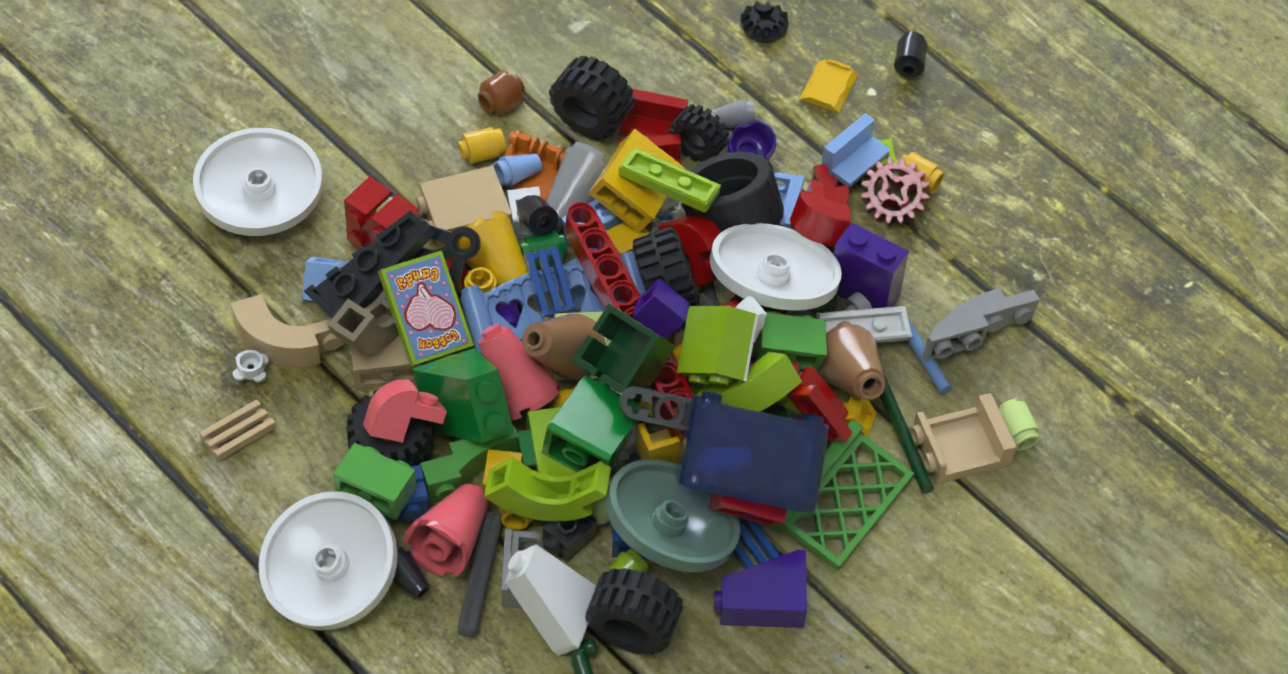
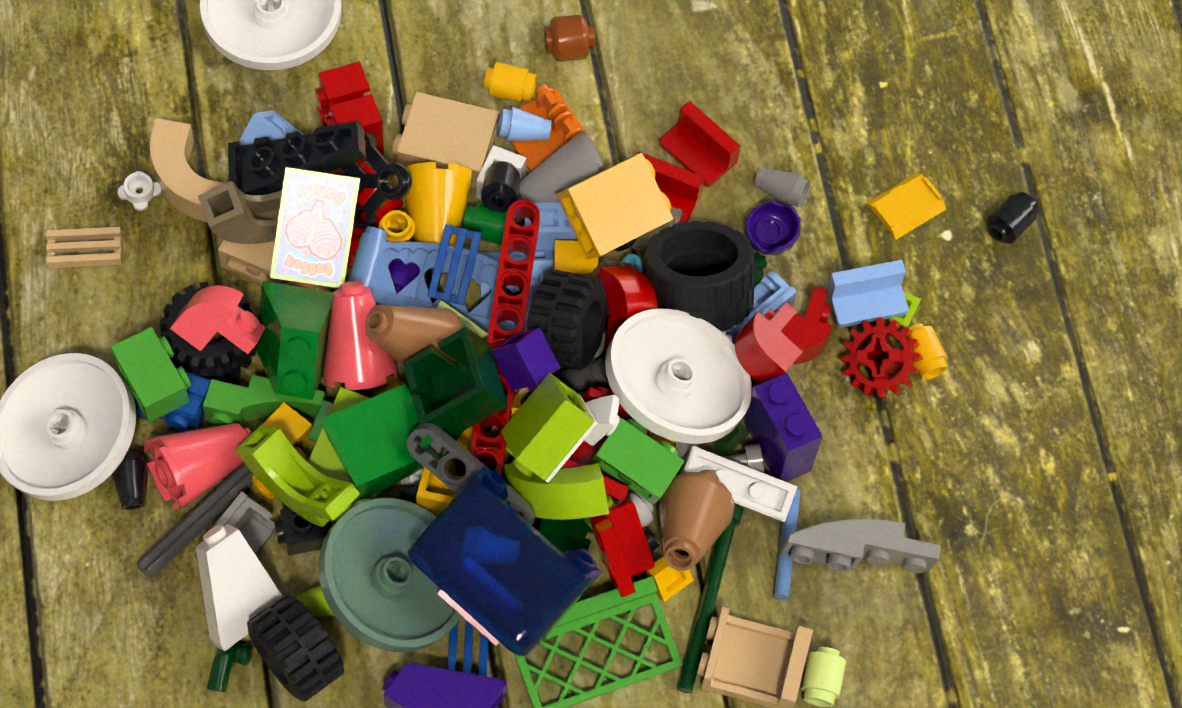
camera: 30 degrees right, 10 degrees up
(591, 97) = (643, 92): black tyre -> none
(669, 180) = (634, 226): lime tile -> none
(700, 133) = (726, 188): black tyre -> none
(767, 29) = (883, 110): black gear -> none

